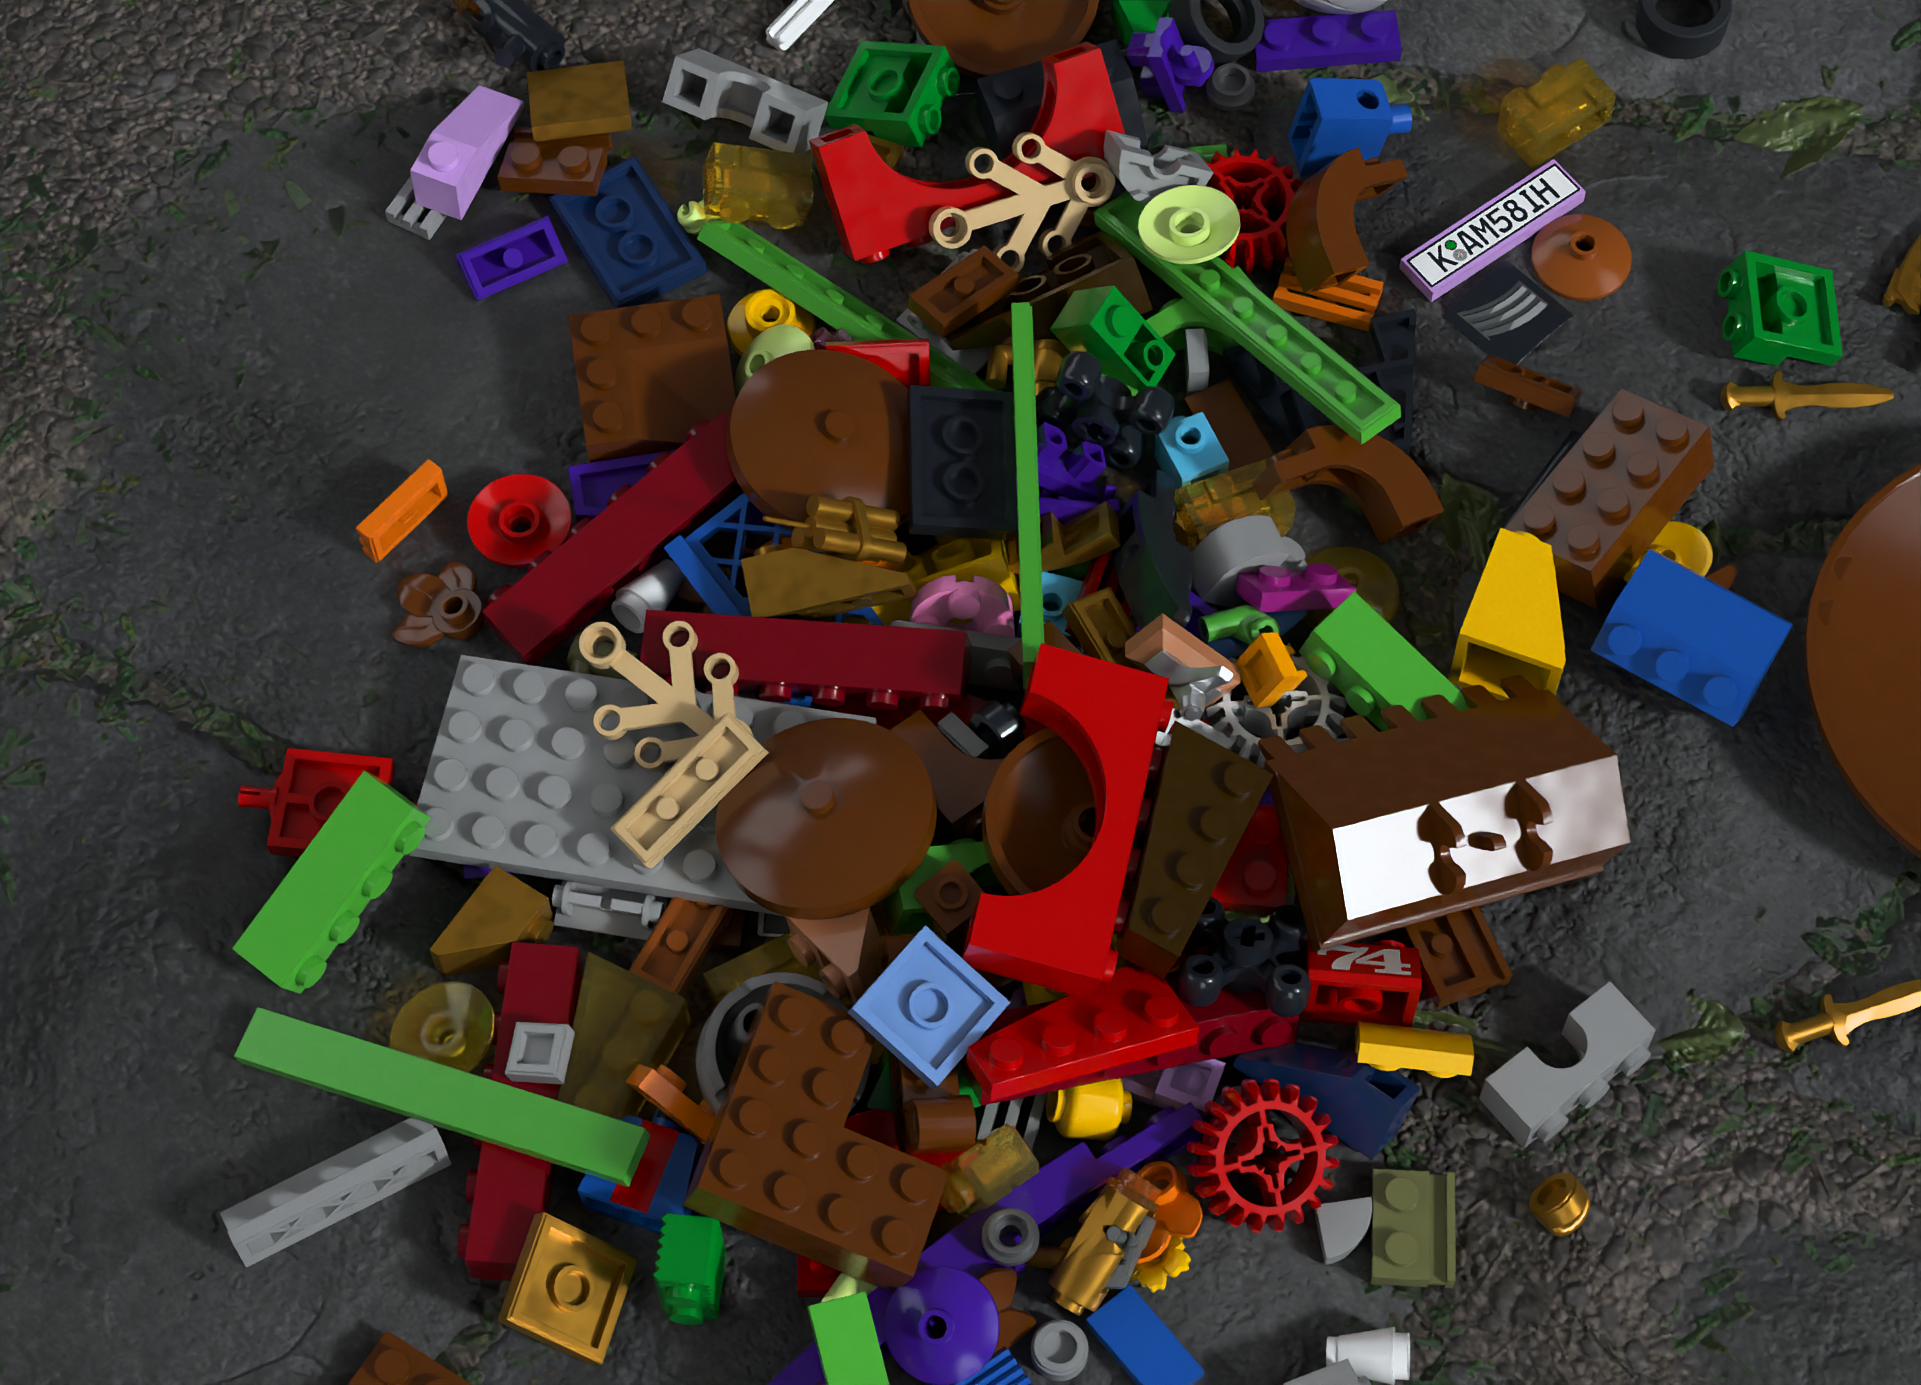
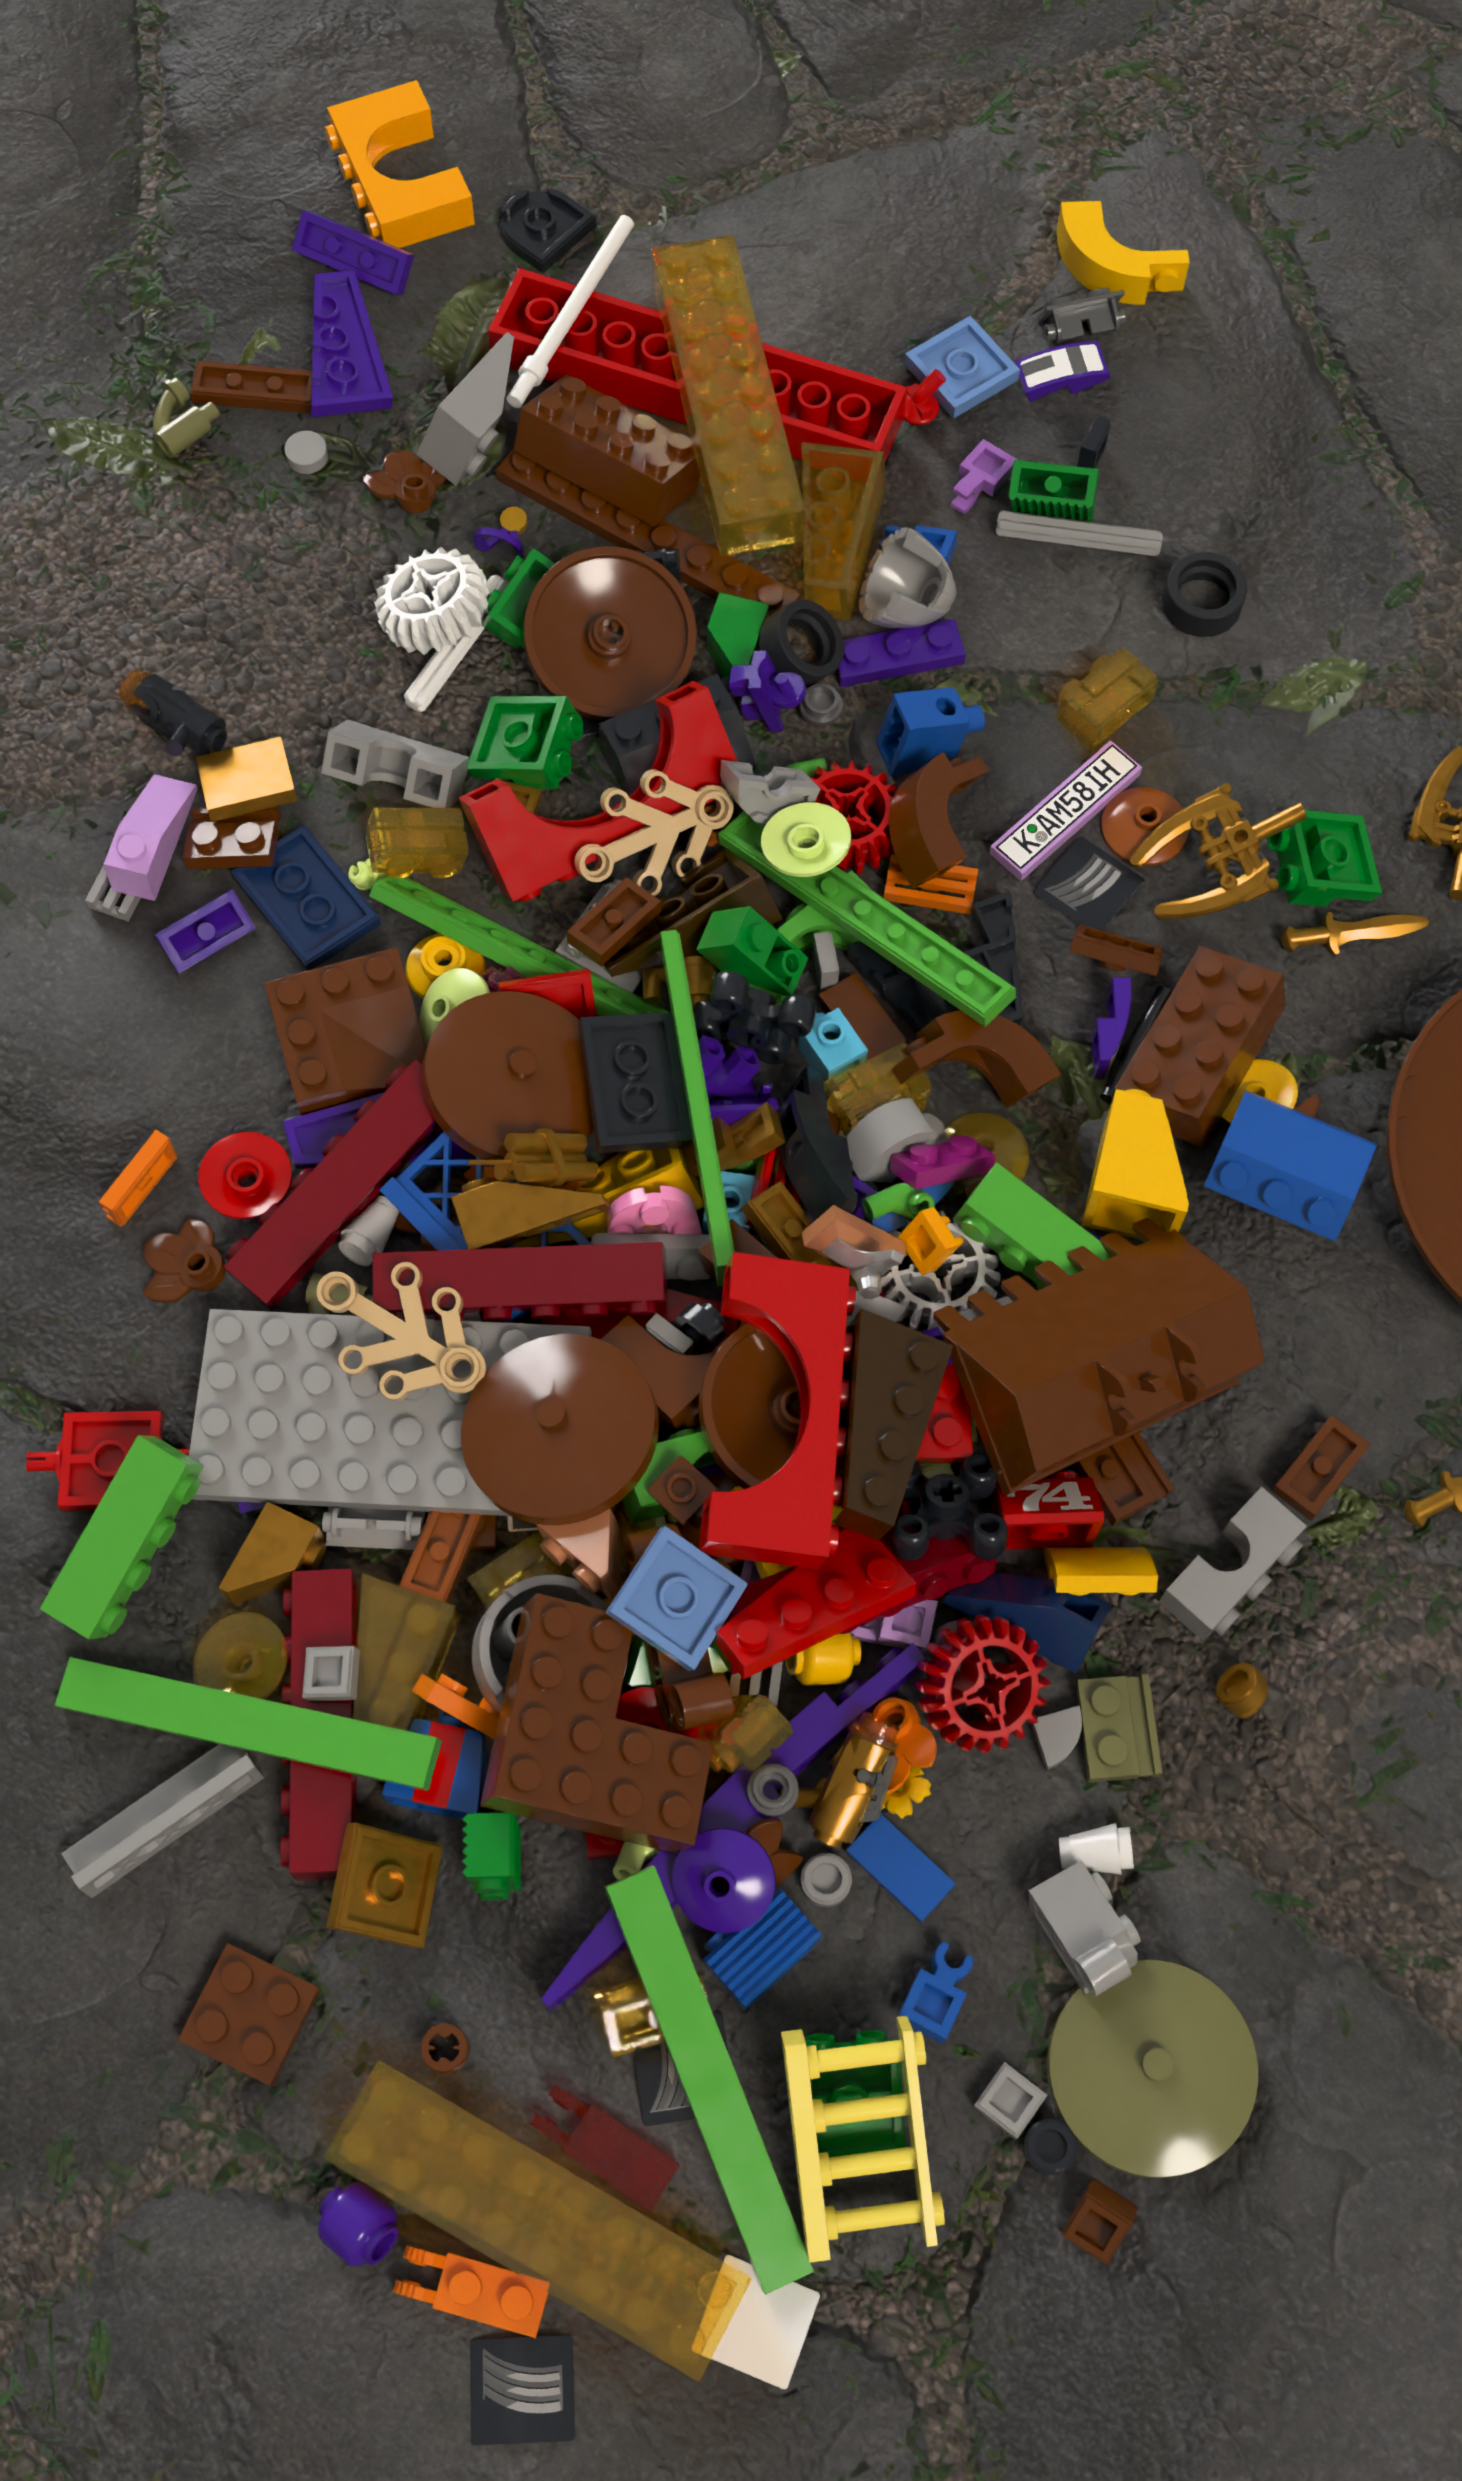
camera: 10 degrees left, 5 degrees up
(689, 790) = (433, 1417): tan tile -> none
(1509, 472) = (1110, 1030): none -> dark purple slope
(1679, 283) = (1237, 843): none -> pearl gold bar
(1684, 973) = (1321, 1467): none -> reddish brown plate

